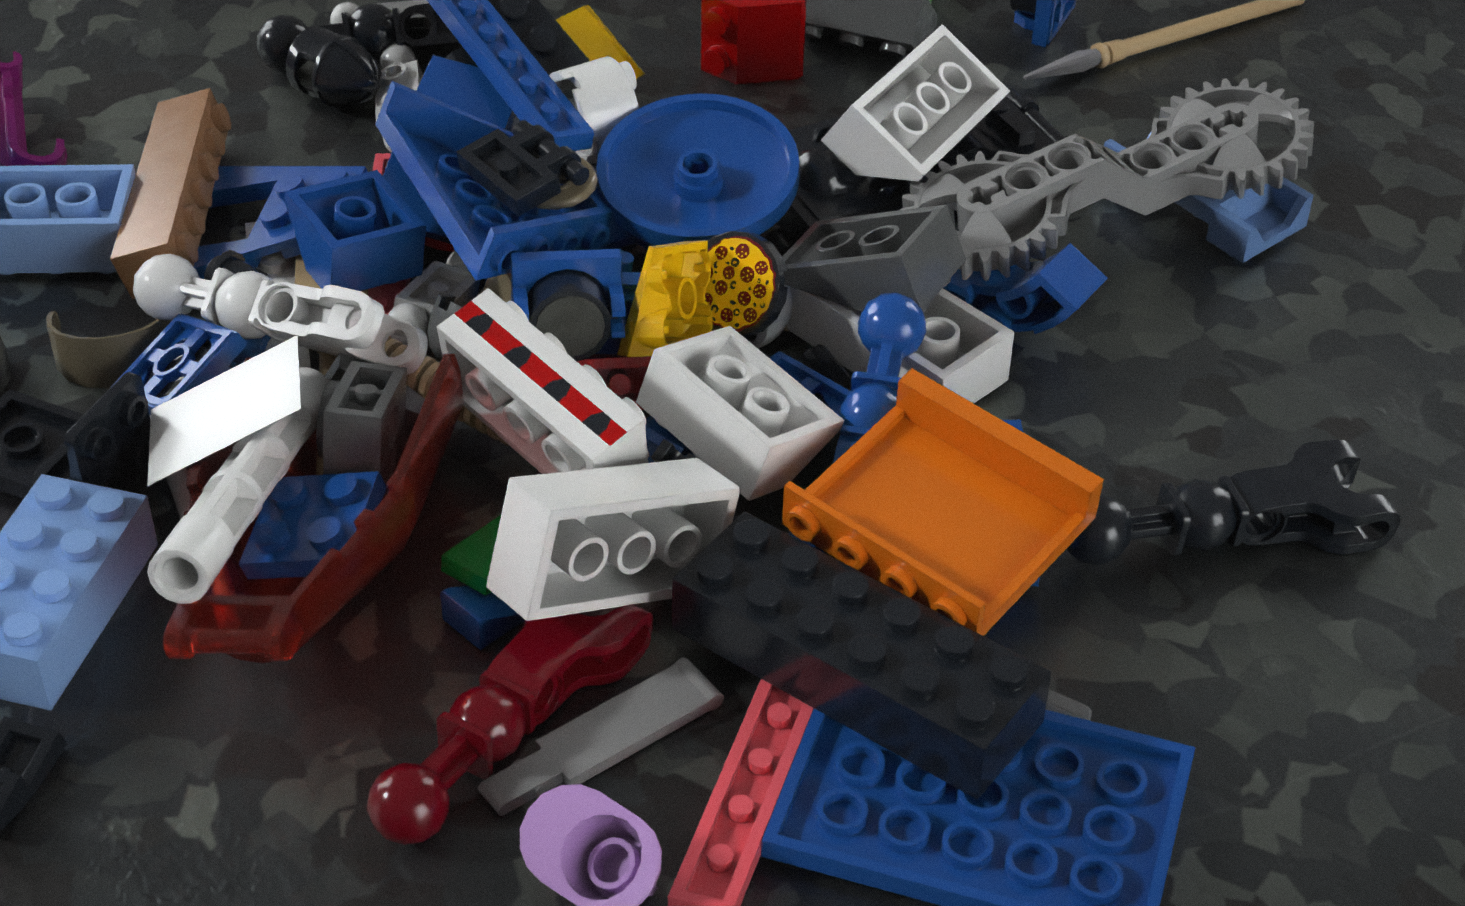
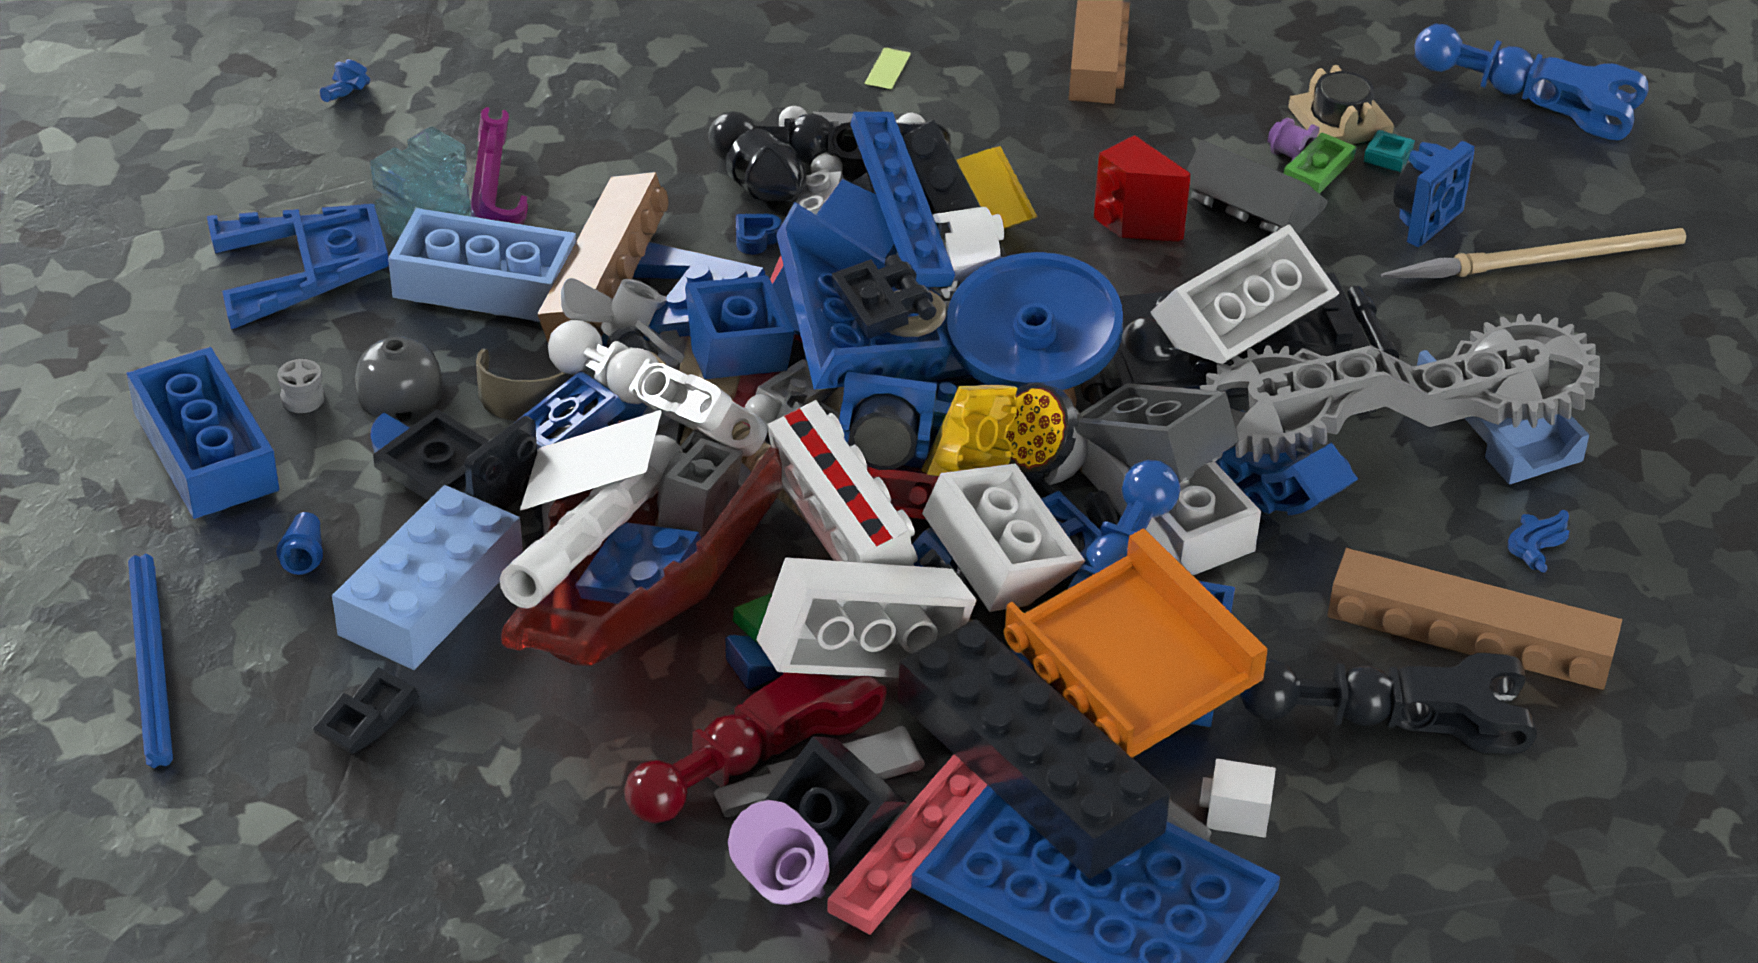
camera: 15 degrees right, 0 degrees up
(221, 229) = (631, 305): none -> light grey piece
(338, 138) = (756, 232): none -> blue tile
(641, 762) = (838, 799): none -> black slope
(1109, 661) = (1238, 797): none -> white brick
(1276, 407) = (1474, 617): none -> medium nougat brick
(1294, 309) = (1537, 534): none -> blue piece

